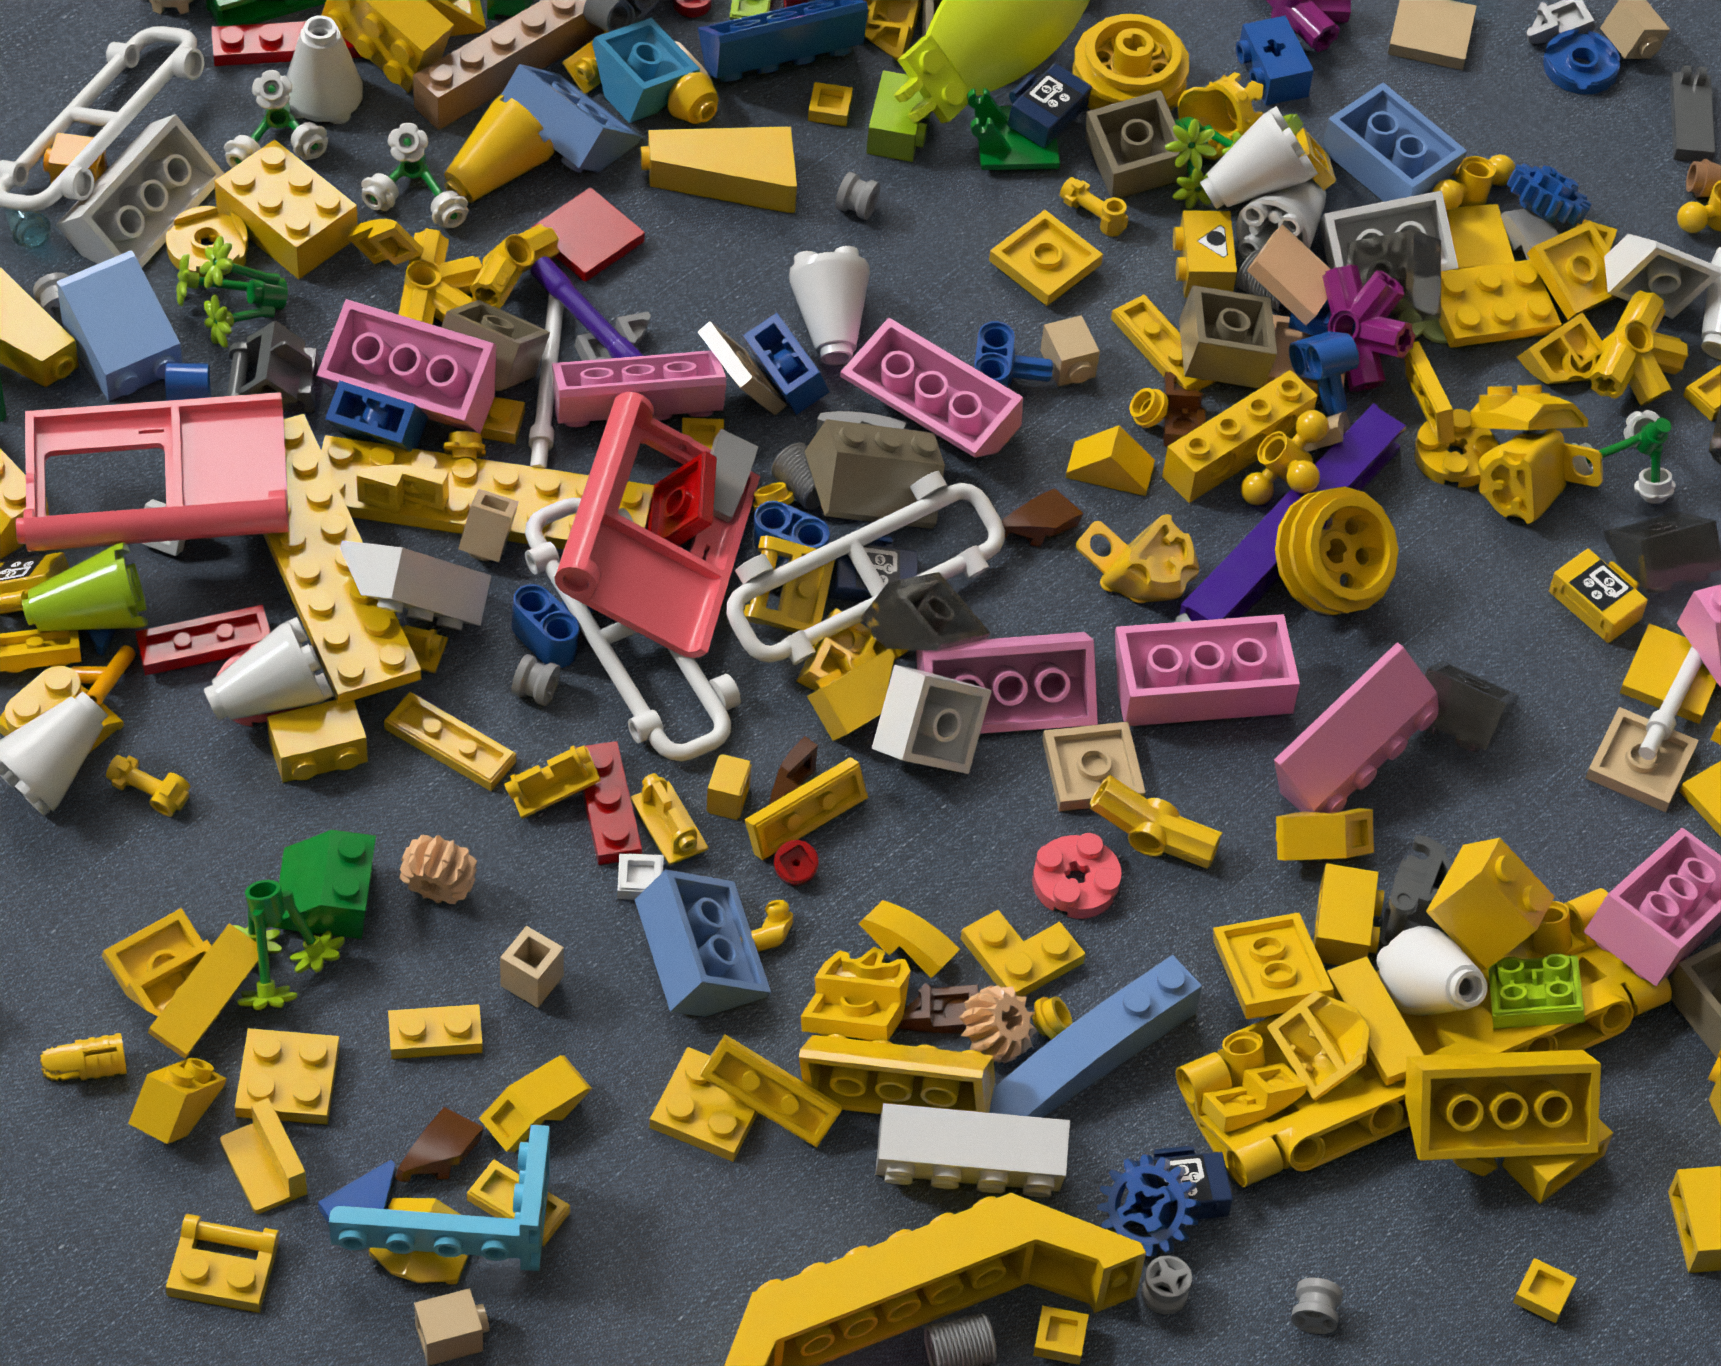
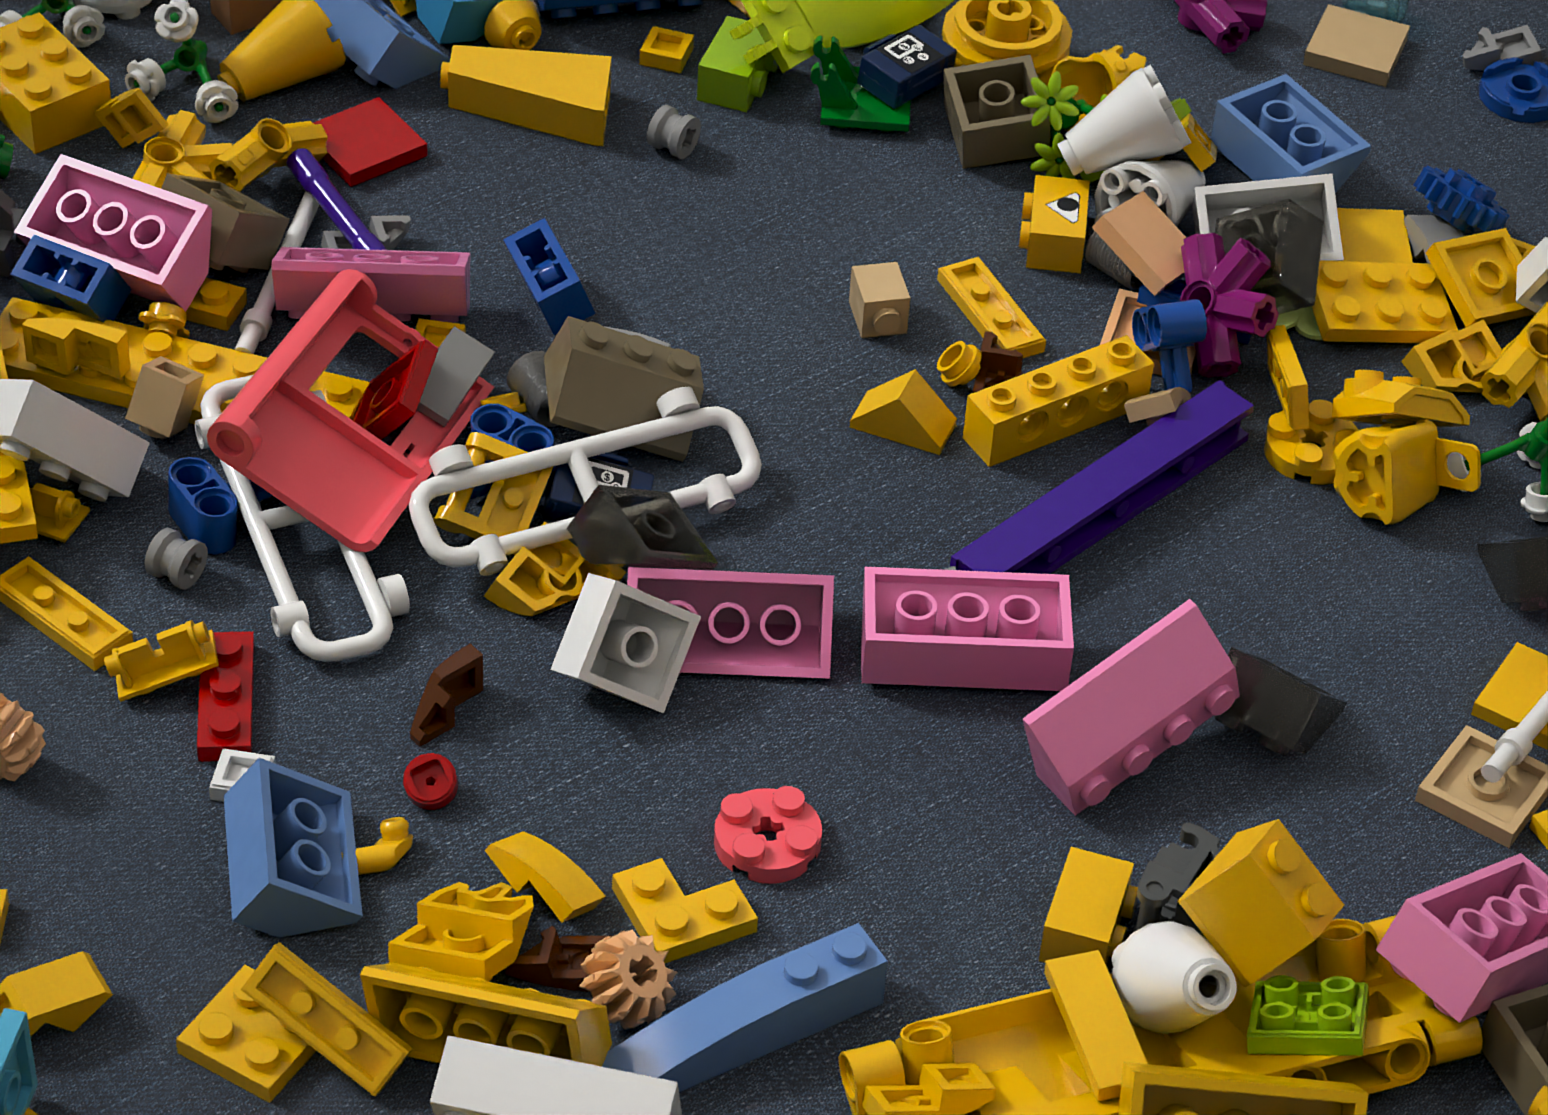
camera: 10 degrees right, 10 degrees down
(532, 966) = (77, 851): tan brick -> none
(667, 820) = (290, 719): yellow hinge -> none
(729, 787) = (370, 691): yellow slope -> none
(742, 368) = (496, 274): tan tile -> none
(806, 808) = (457, 722): yellow tile -> none
(831, 299) = (617, 219): white cone -> none
(855, 697) = (537, 612): yellow slope -> none
(936, 390) = (714, 316): bright pink slope -> none
(997, 357) = (792, 303): blue beam -> none
(1043, 516) = (811, 456): reddish brown slope -> none
(1045, 257) = (873, 210): yellow plate -> none
(1051, 1016) = (696, 977): yellow plate -> none
(1085, 757) = (815, 721): tan tile -> none
(1111, 211) = (955, 173): yellow bar -> none
(1150, 567) = (923, 517): yellow piece -> none
(1155, 824) = (874, 787): yellow piece -> none
(1227, 337) = (1061, 298): dark tan brick -> none
(1271, 964) = (983, 953): yellow plate -> none
(1275, 60) = (1173, 50): blue brick -> none
(1287, 460) = (1106, 423): yellow piece -> none
(1315, 558) = (1119, 525): yellow wheel -> none
(1322, 1041) = (1024, 1038): yellow slope -> none
(1324, 835) = (1078, 818): yellow slope -> none
(1475, 180) = (1376, 183): yellow piece -> none
(1599, 594) = (1460, 605): yellow piece -> none

